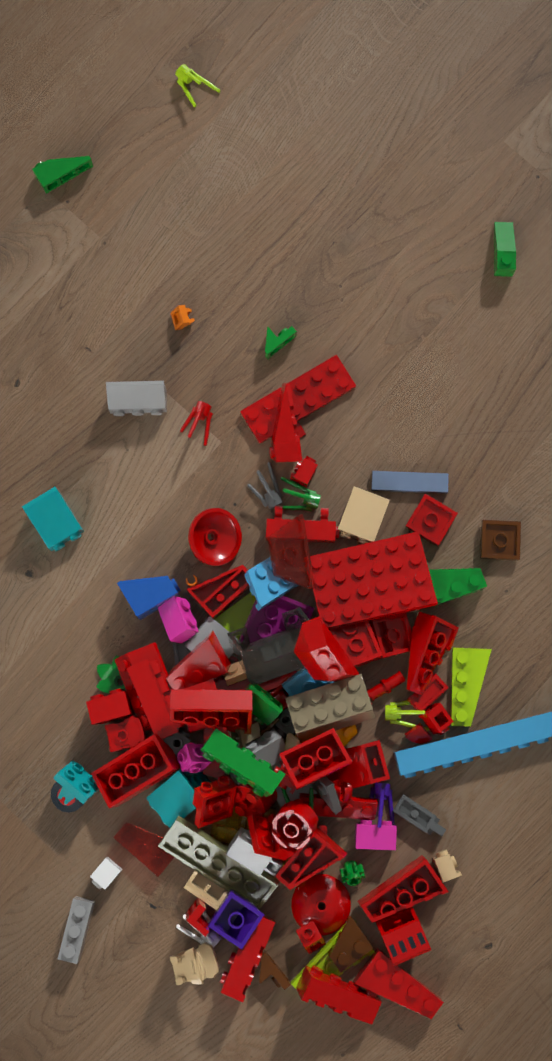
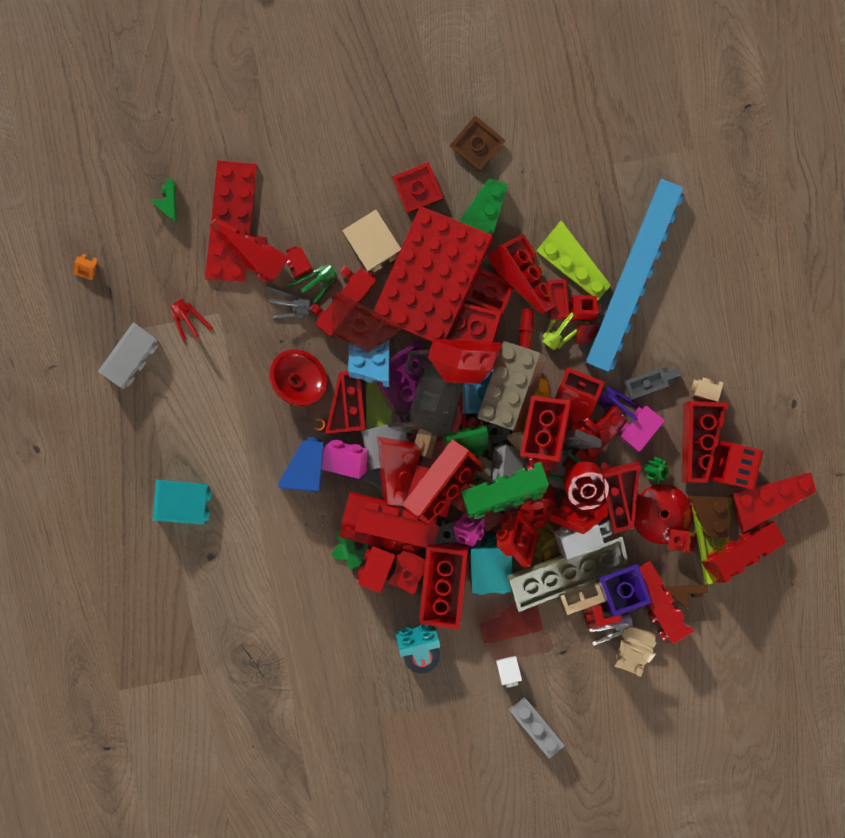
camera: 55 degrees left, 5 degrees up
(409, 482) = (372, 181): sand blue tile -> none

